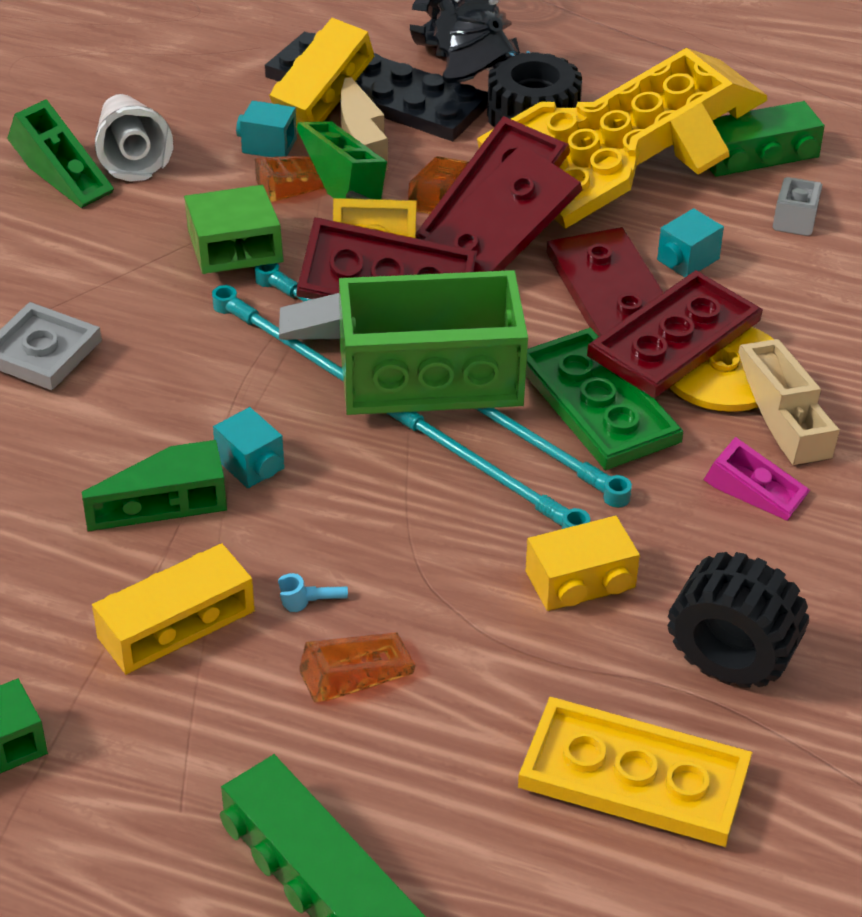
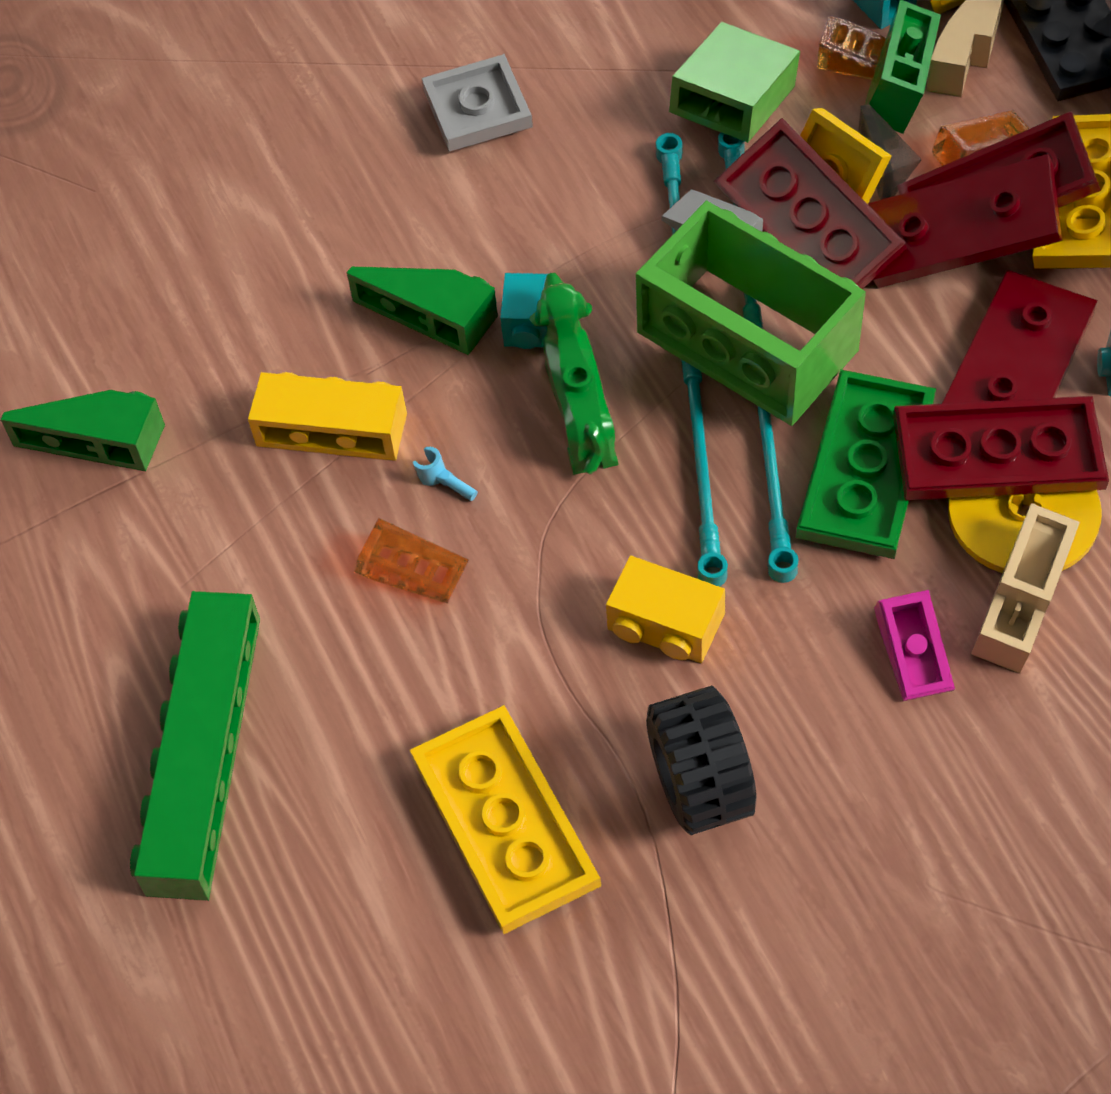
camera: 50 degrees right, 15 degrees up
(344, 462) = (575, 376): none -> green animal

